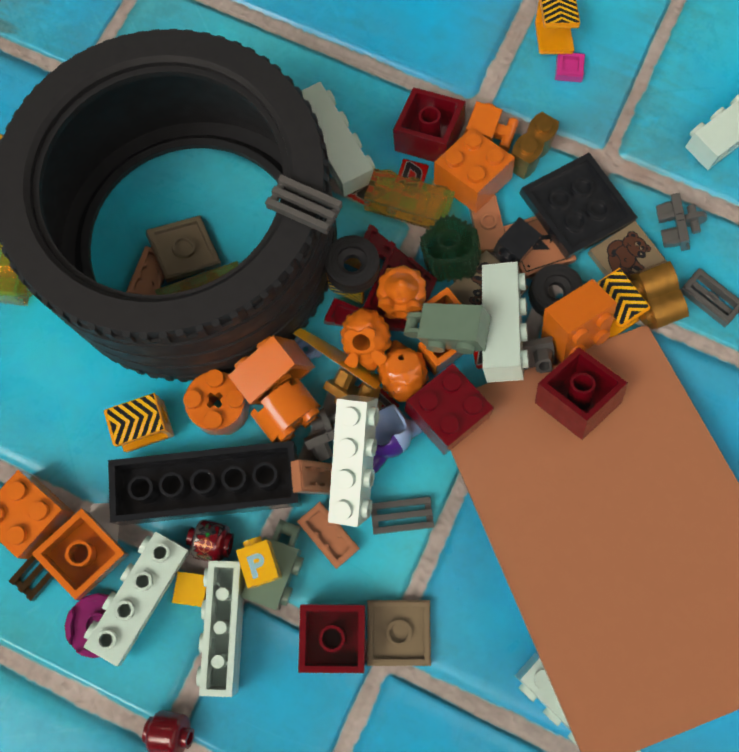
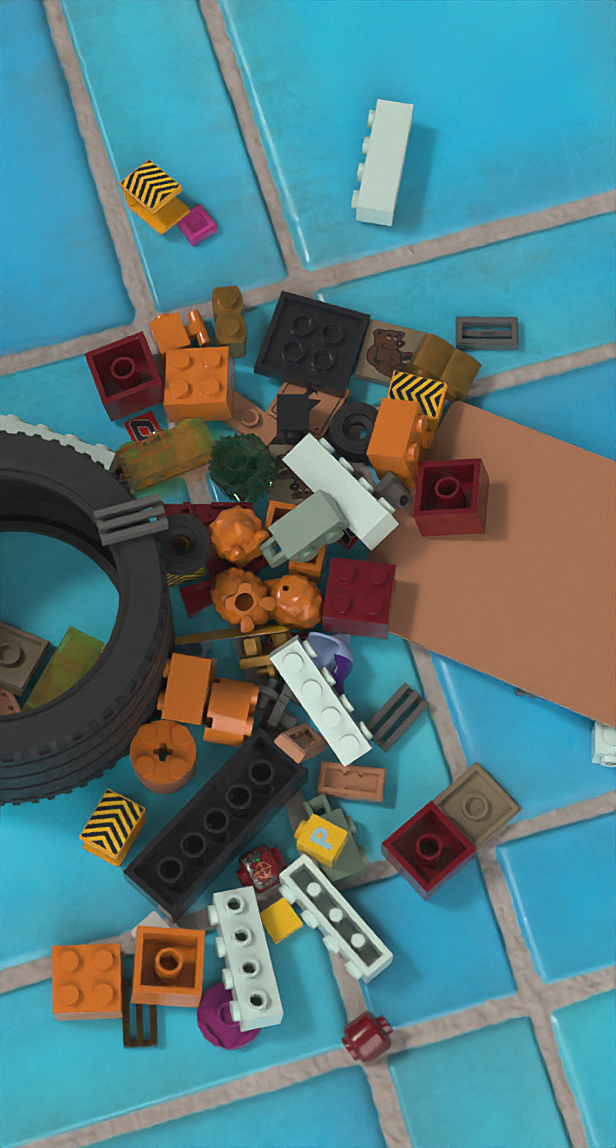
camera: 45 degrees left, 5 degrees down
(674, 211) = (394, 285): dark grey hips -> none

